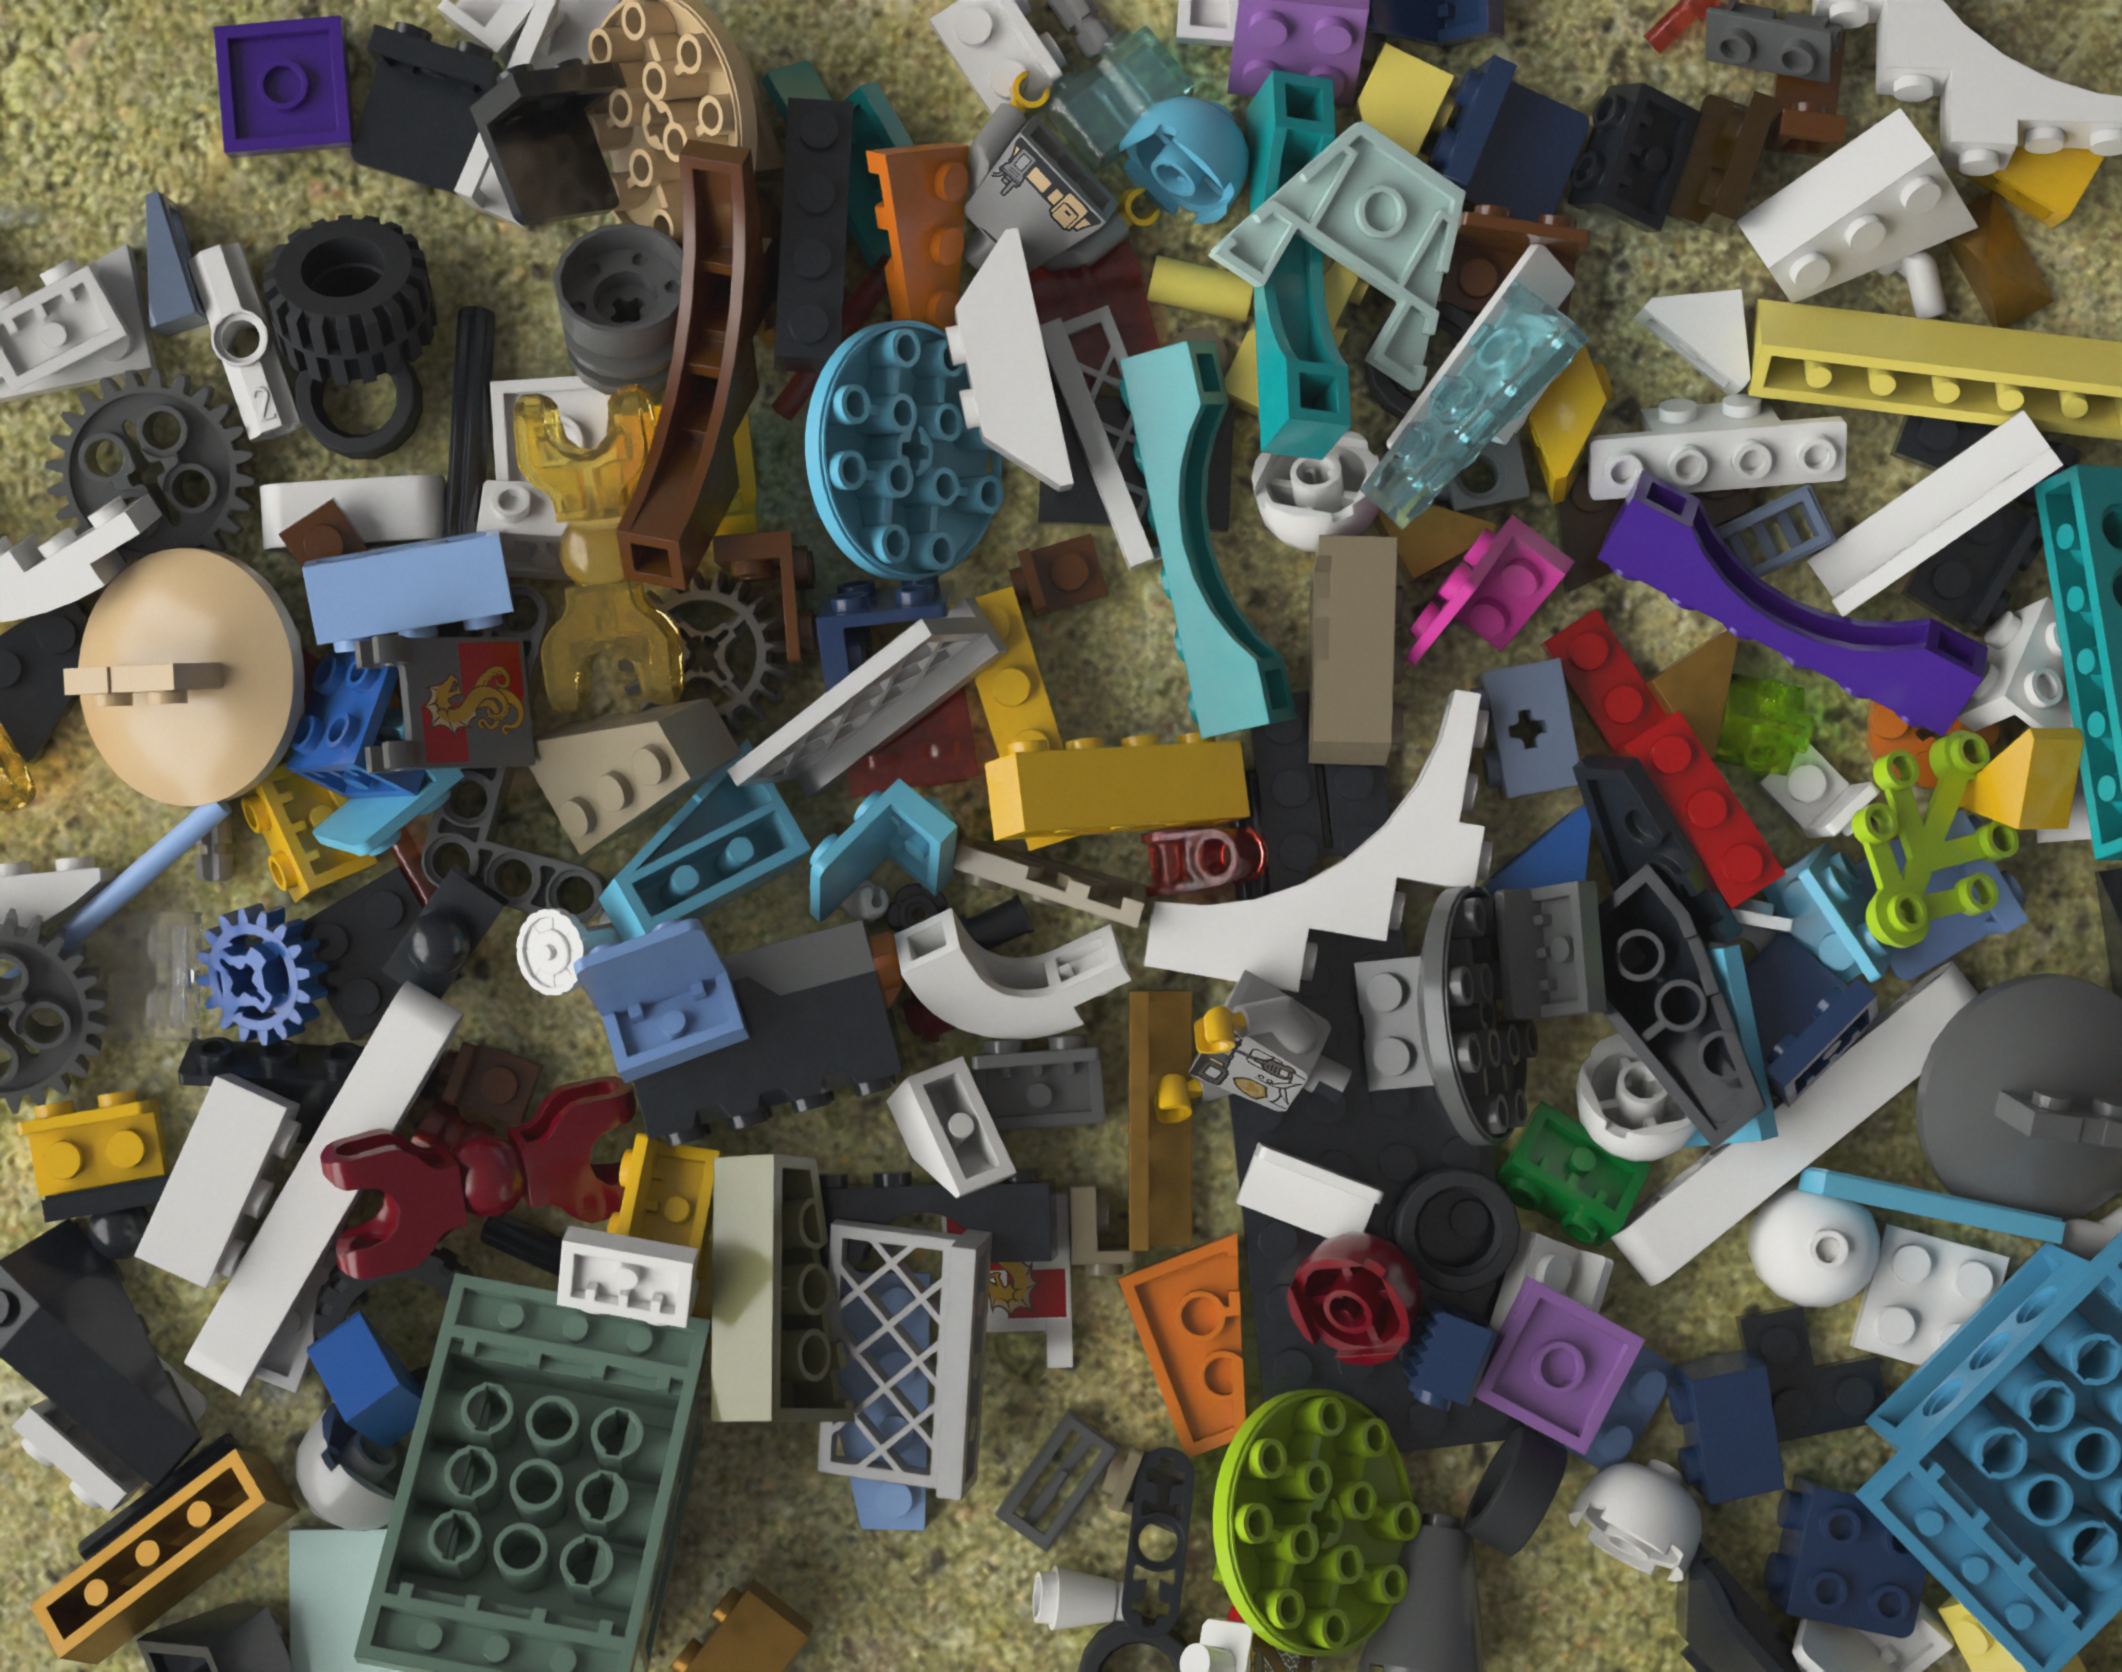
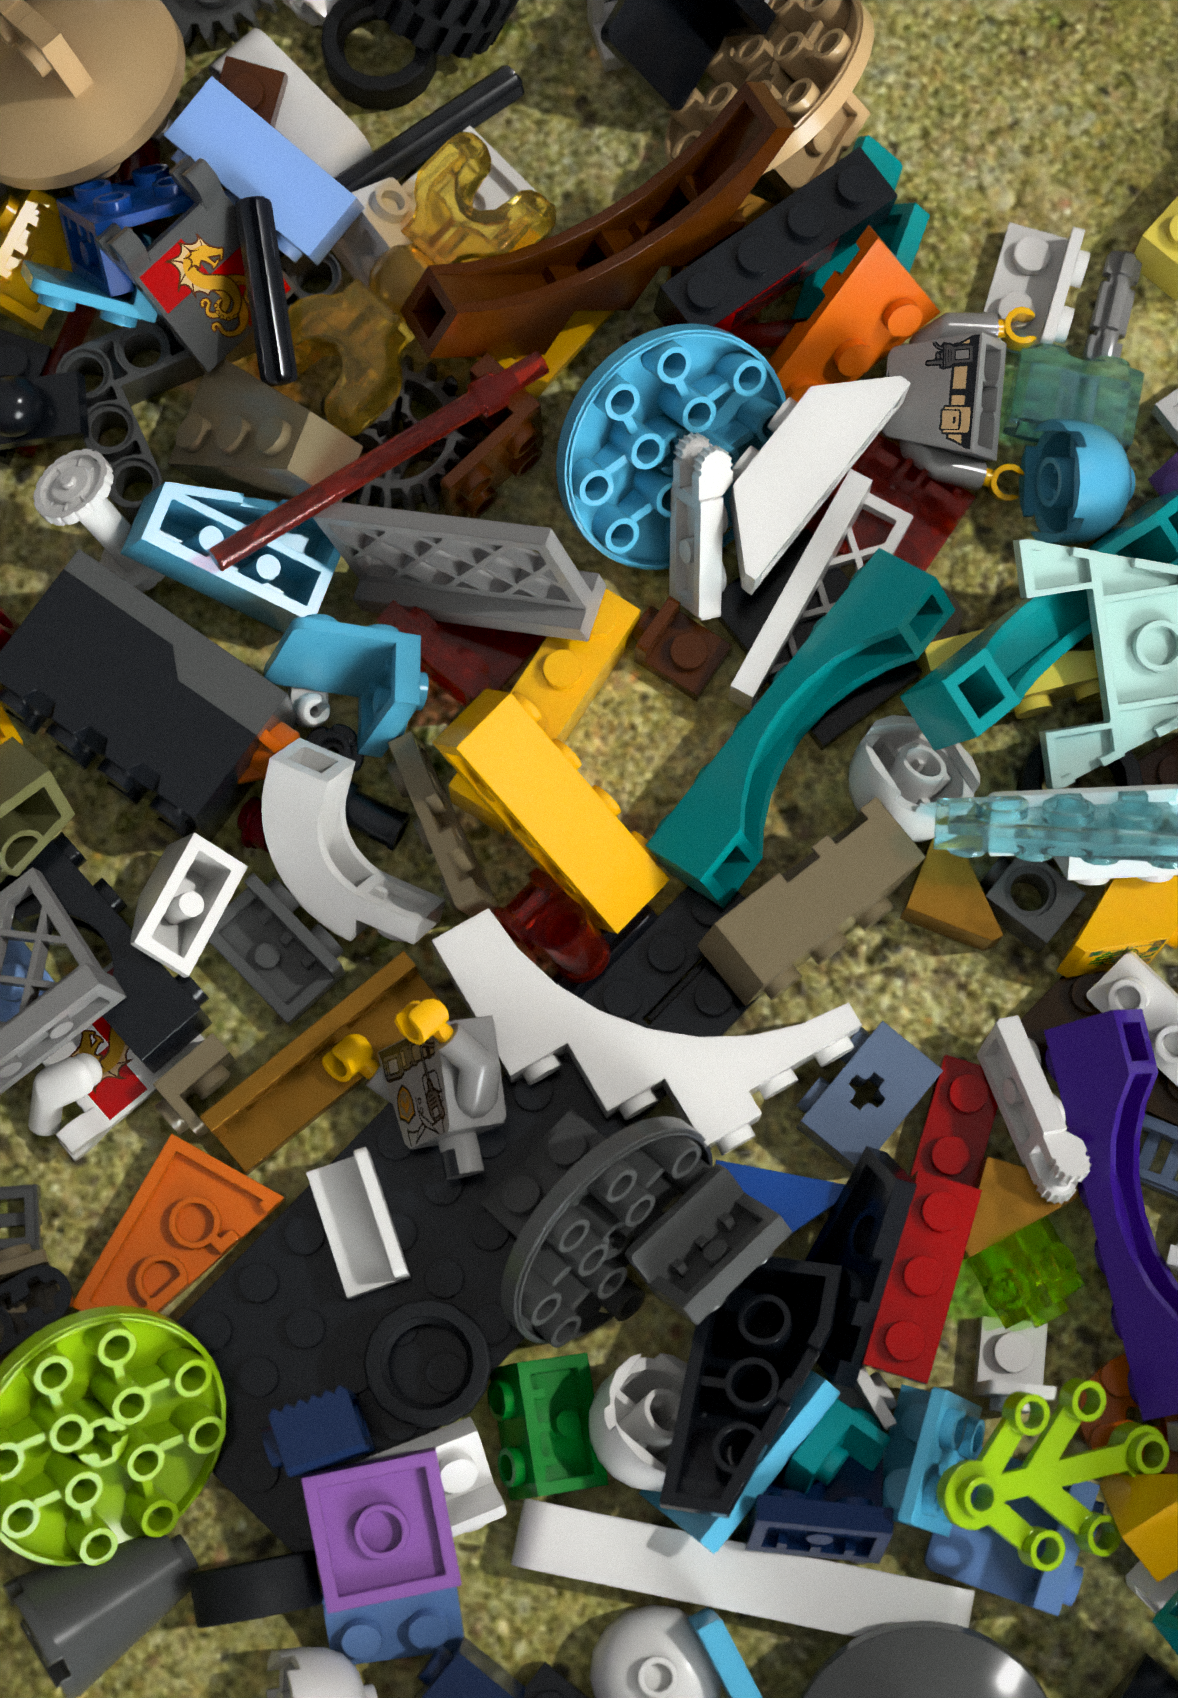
camera: 50 degrees right, 10 degrees down
(516, 669) = (265, 291): none -> black axle
(620, 305) = (602, 152): dark grey wheel -> none
(662, 997) = (104, 582): medium blue bracket -> none
(752, 569) = (484, 396): none -> clear red bar
(846, 618) = (524, 505): dark blue bracket -> none
(983, 484) = (698, 525): none -> white hinge
(1011, 1335) = (59, 1086): none -> white arm
(1201, 289) = (983, 572): light yellow cylinder -> none
(1356, 1297) = (306, 1322): dark red cylinder -> none
(1498, 592) = (950, 972): dark pink bracket -> none
(1648, 618) = (1032, 1112): none -> white hinge
(1771, 992) = (835, 1437): none -> teal bracket

